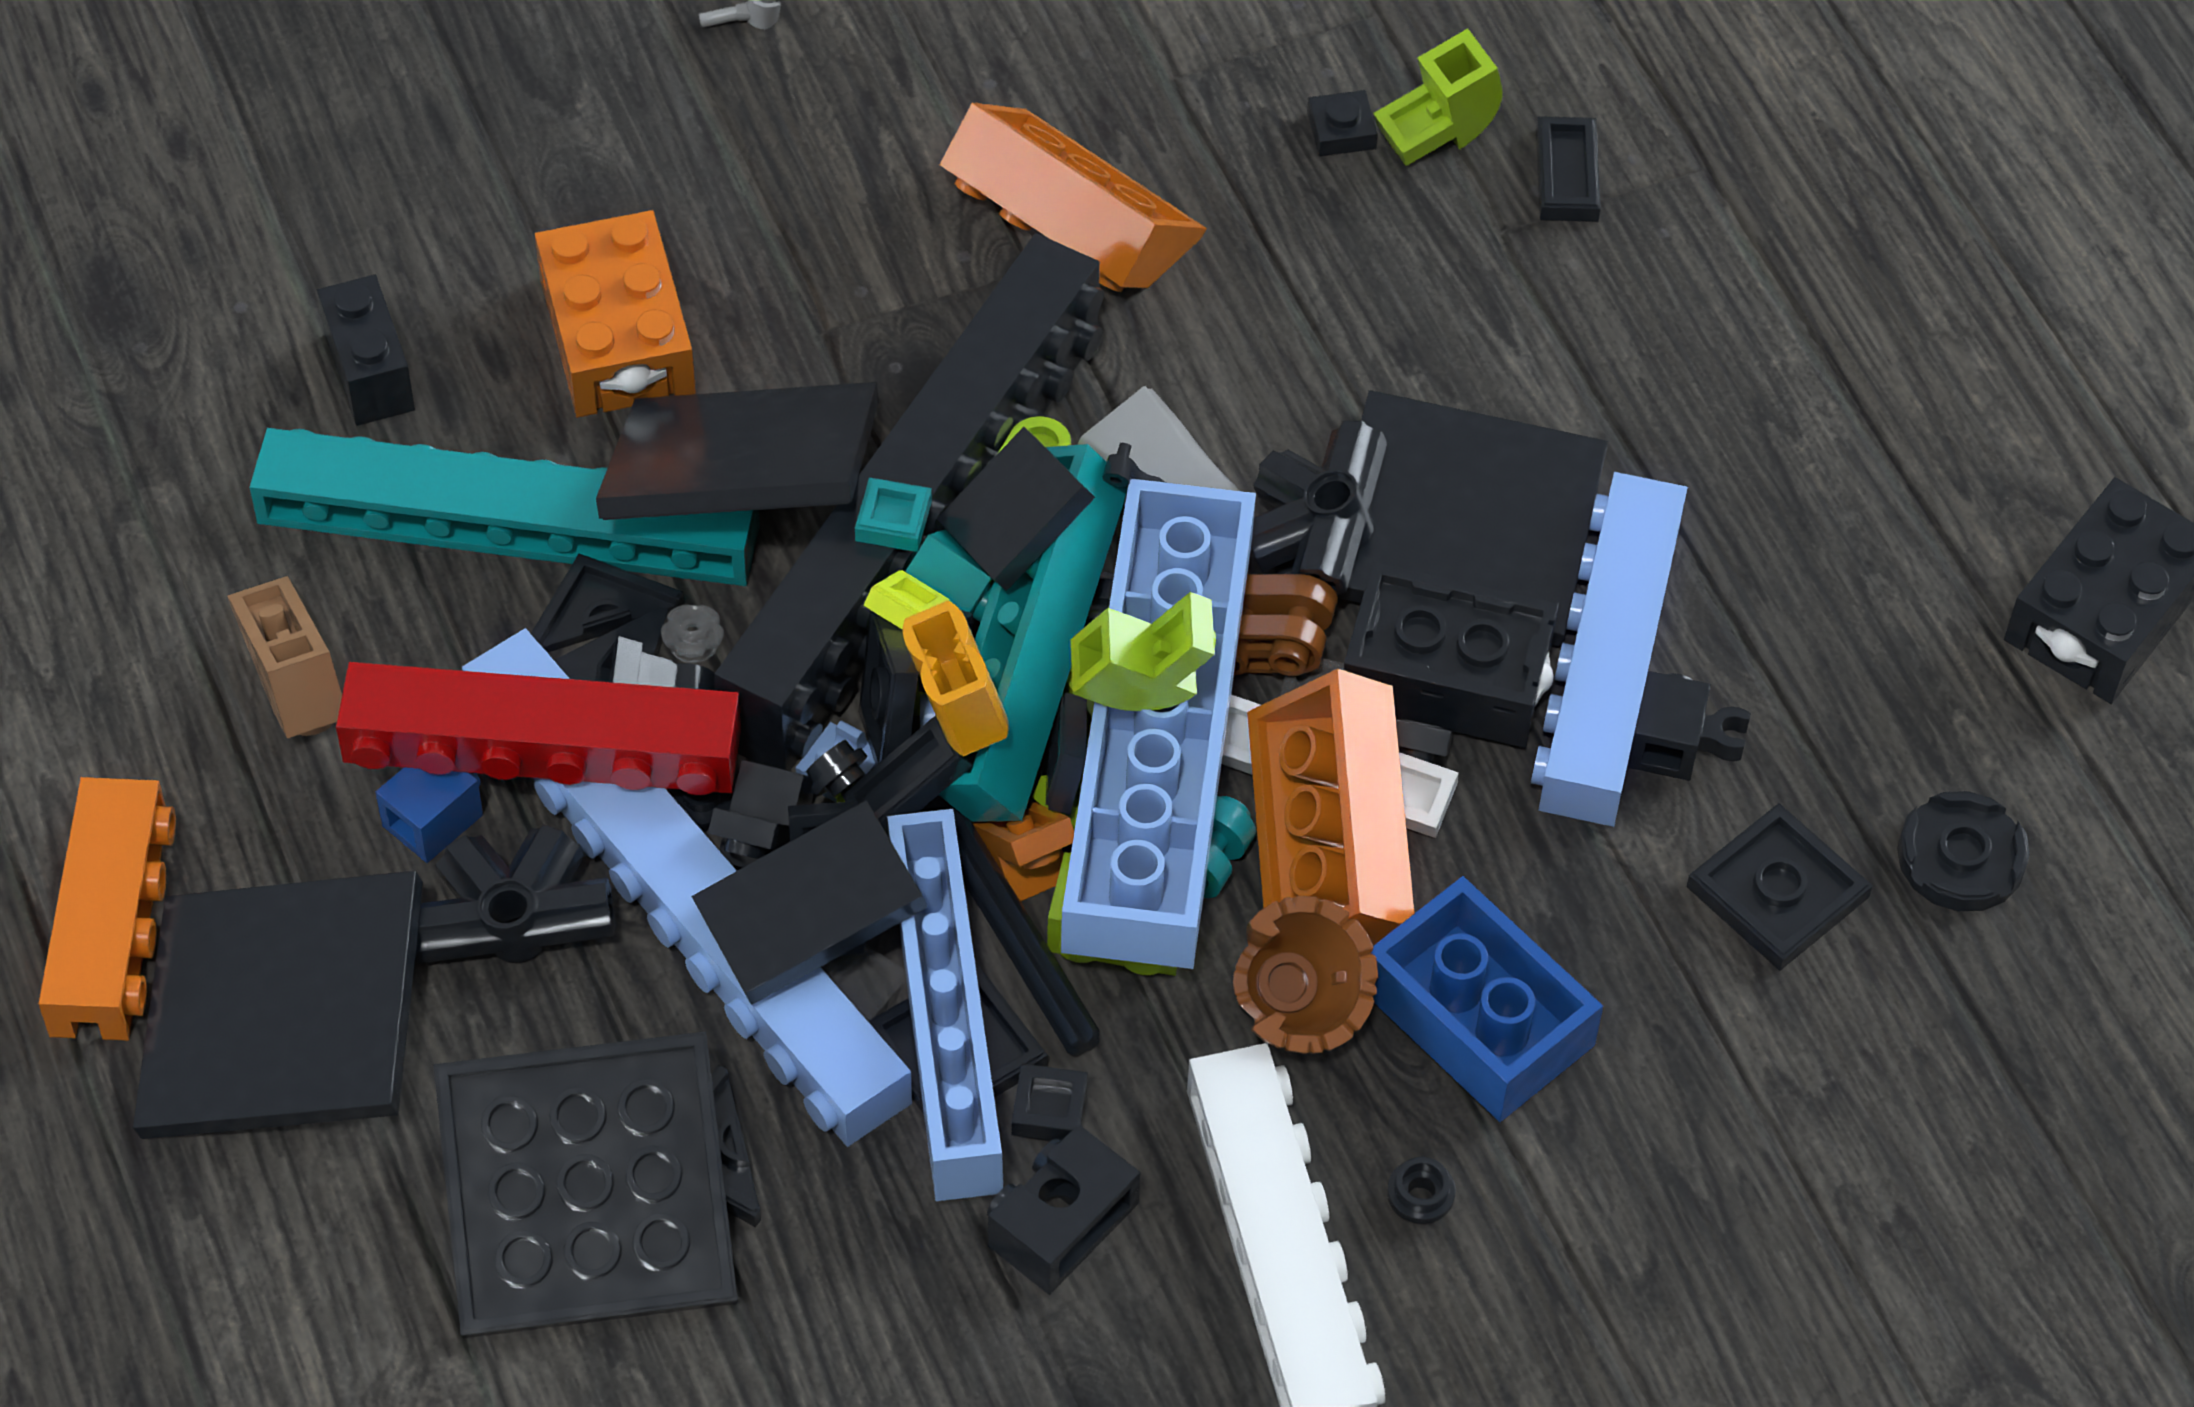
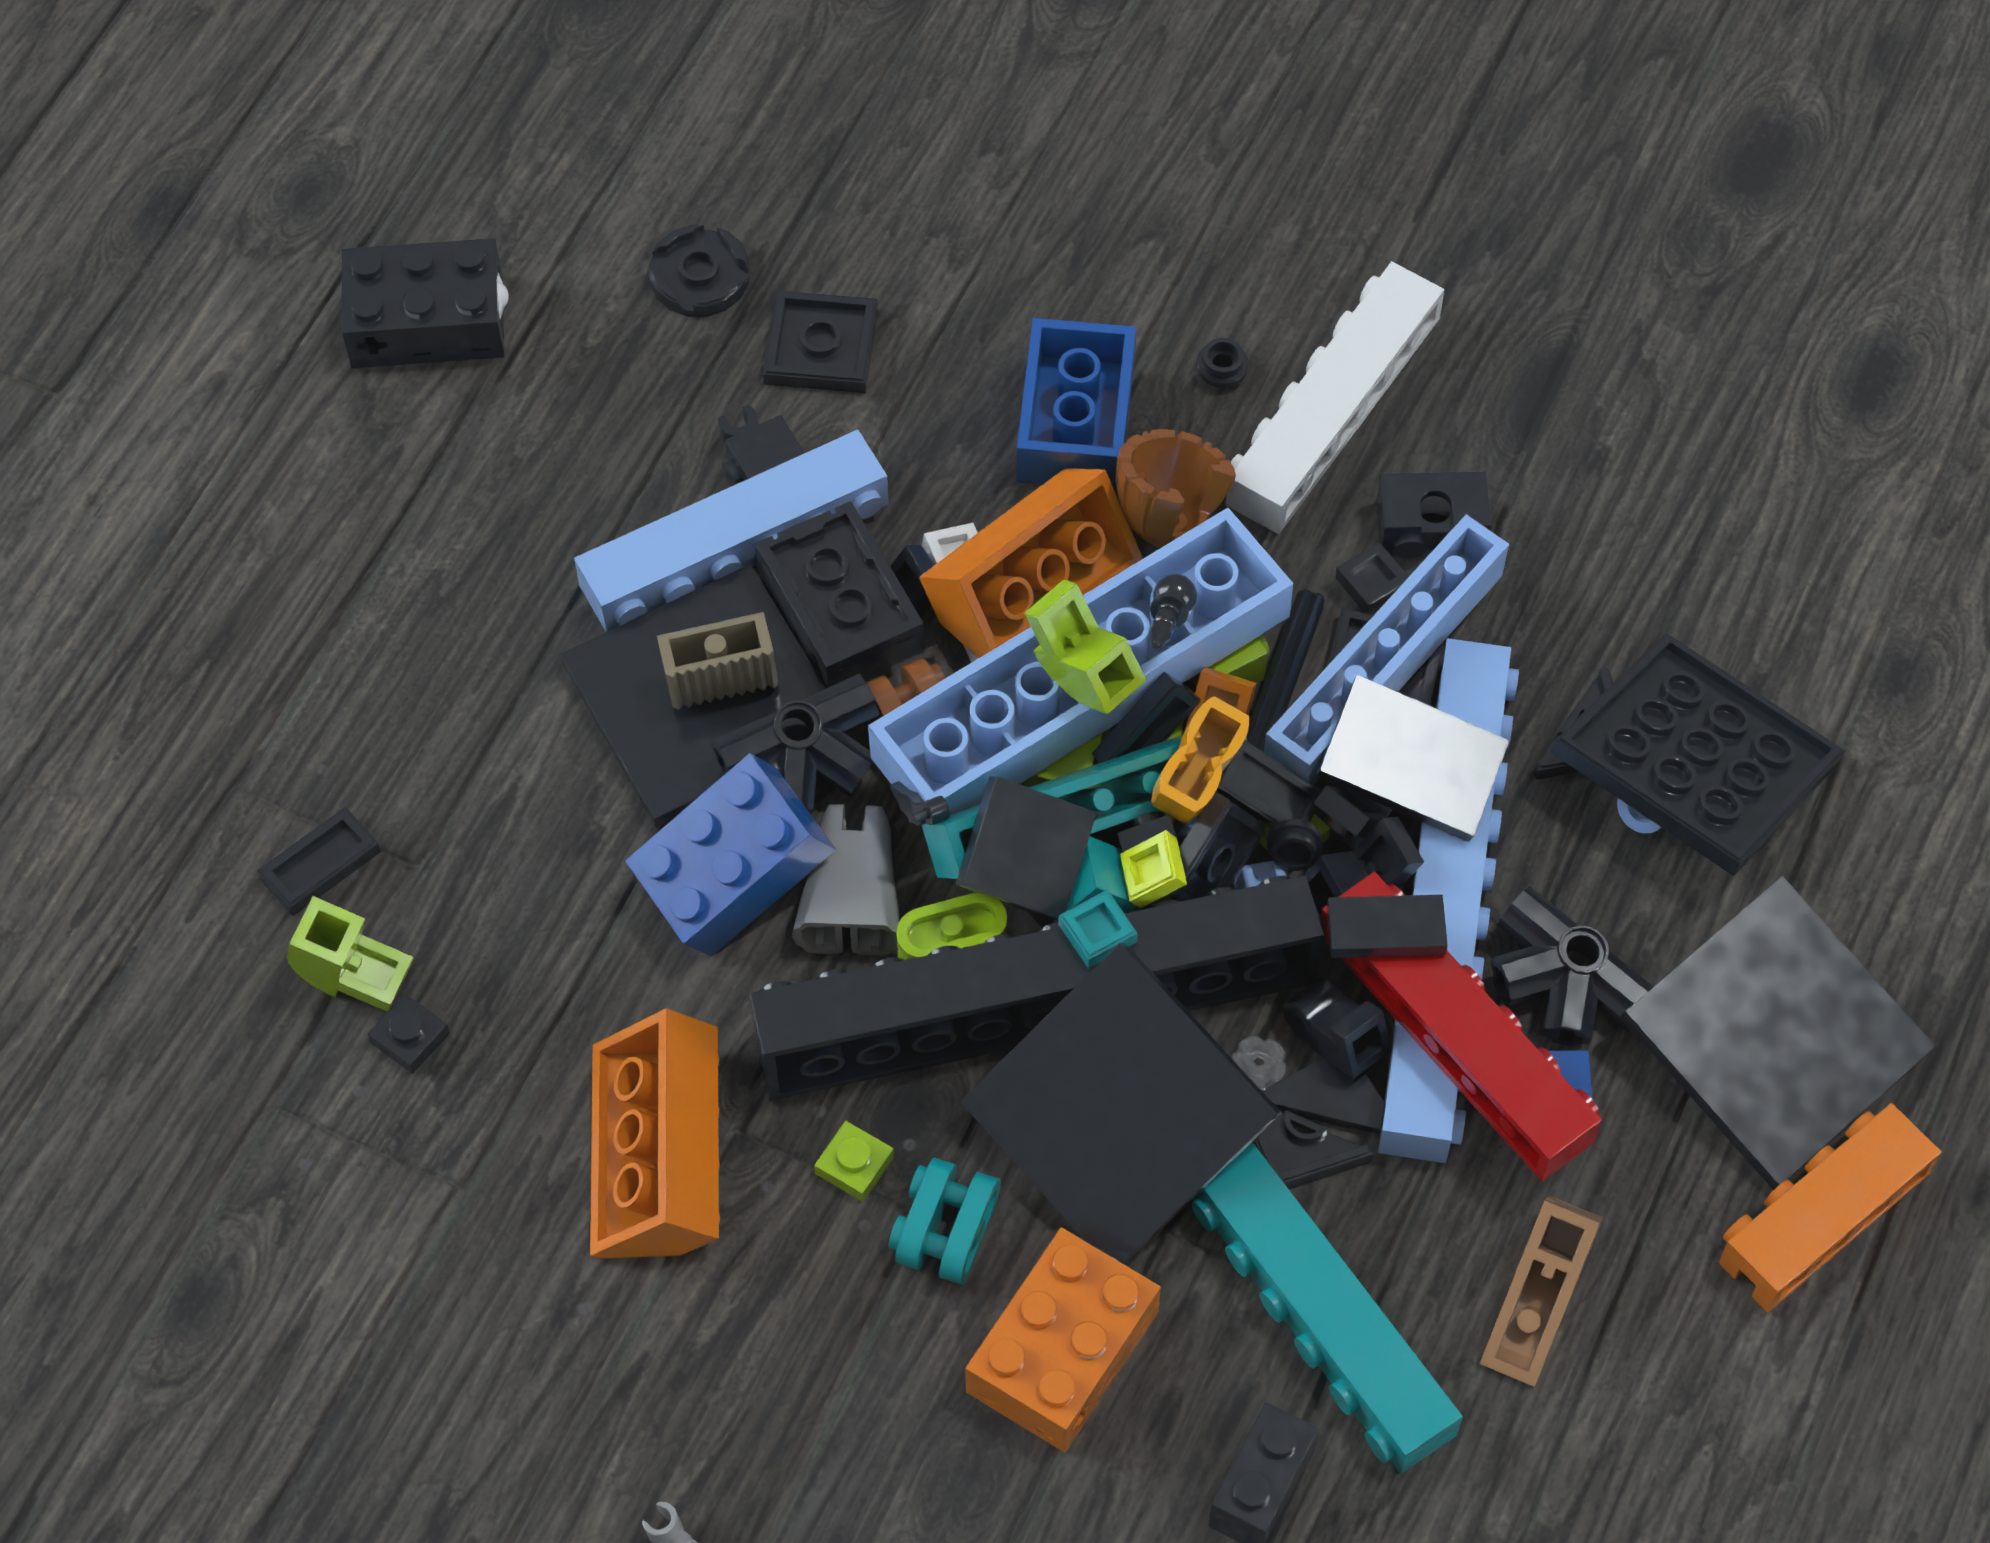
camera: 130 degrees left, 5 degrees up
(665, 710) = (1387, 926): none -> black tile
(809, 297) = (932, 1191): none -> teal brick
(917, 314) = (854, 1161): none -> lime plate
(1140, 798) = (1172, 601): none -> black bar
(1260, 379) = (730, 855): none -> brick
(1463, 497) = (718, 660): none -> dark tan brick

